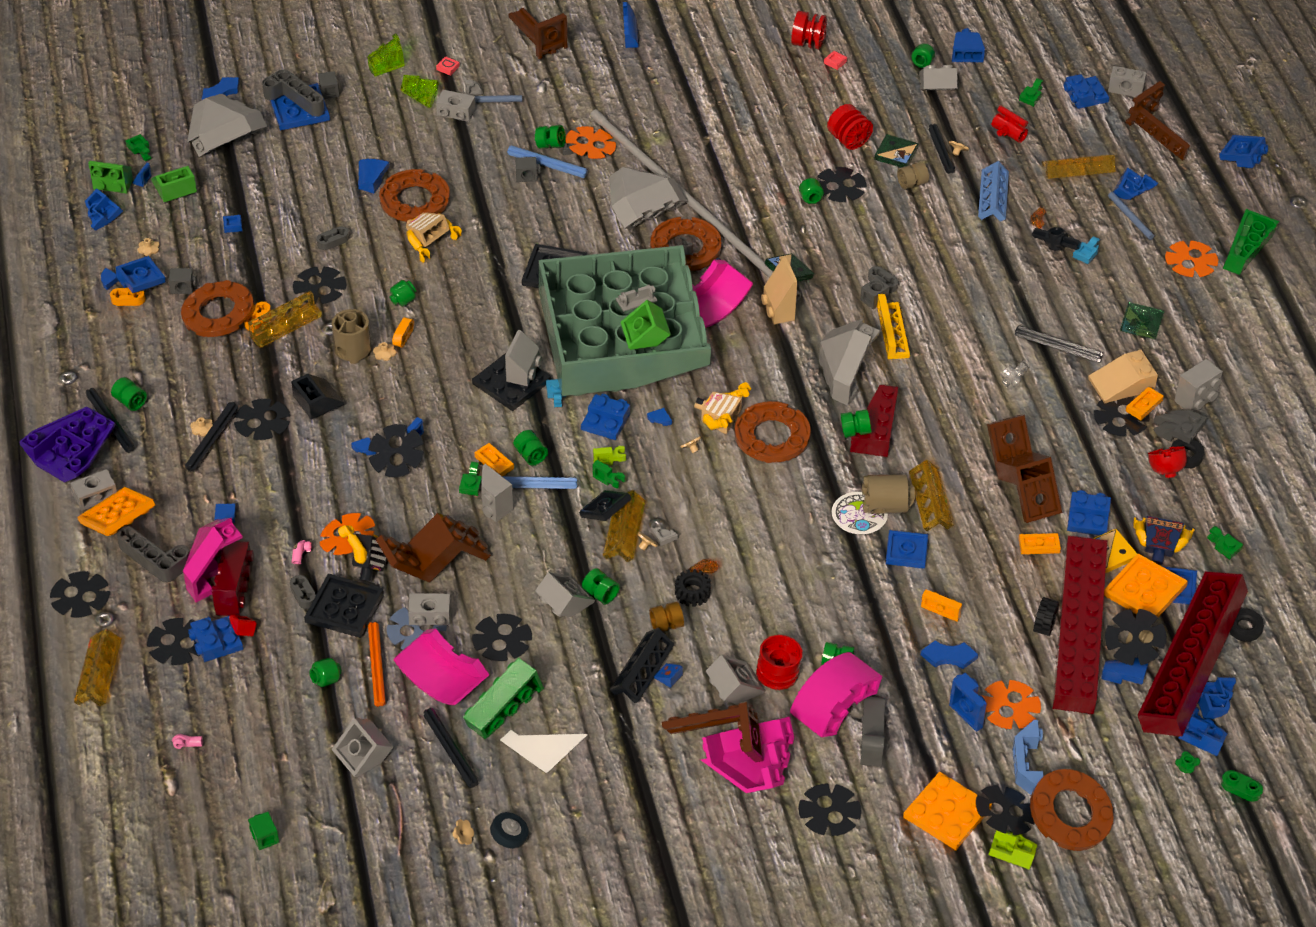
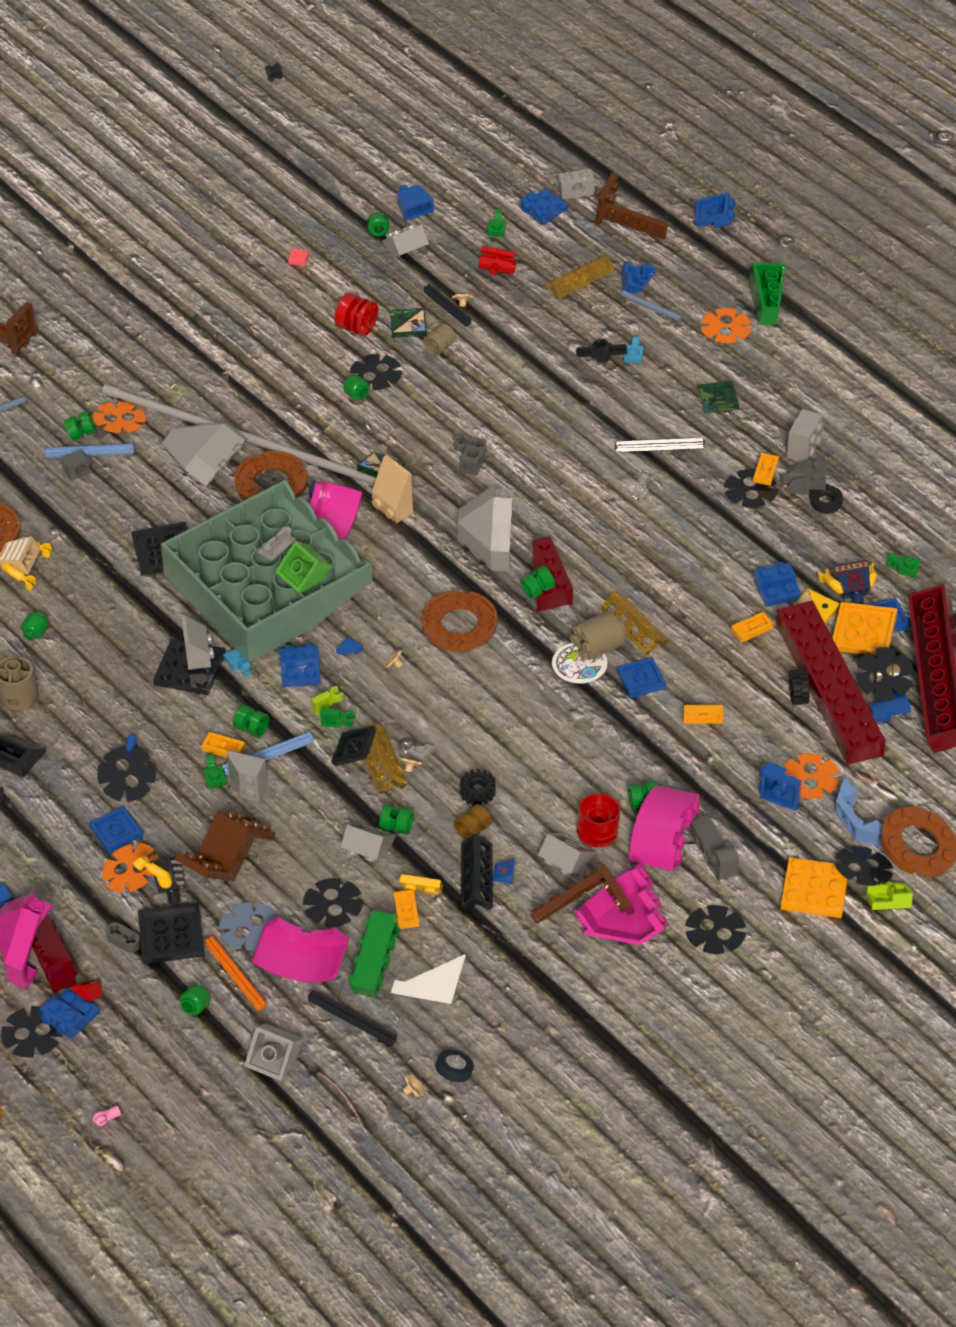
camera: 25 degrees left, 0 degrees up
(263, 830) = (232, 1163): green brick -> none
(299, 549) = (94, 902): bright pink arm -> none
(358, 496) = (115, 829): none -> blue tile
(362, 446) = (90, 782): blue tile -> none
(384, 351) = (50, 687): tan plant -> none
(403, 332) = (59, 664): light orange beam -> none
(429, 609) = (253, 903): light grey brick -> none
(559, 670) = (406, 909): none -> light orange plate
(591, 658) = (428, 885): none -> yellow plate
(630, 27) = (90, 299): blue slope -> none
(706, 566) = (476, 763): clear orange arm -> none
(722, 408) = (402, 616): torso -> none
(809, 30) = (261, 237): red wheel -> none
(888, 330) = (499, 478): yellow fence -> none
(940, 654) = (741, 752): blue tile -> none
(997, 189) = (521, 324): medium blue fence -> none
(1028, 470) = (703, 565): reddish brown bracket -> none
(1036, 218) = (571, 339): clear orange arm -> none
(1124, 377) = (735, 452): tan slope -> none
(1168, 461) = (818, 511): red cylinder -> none

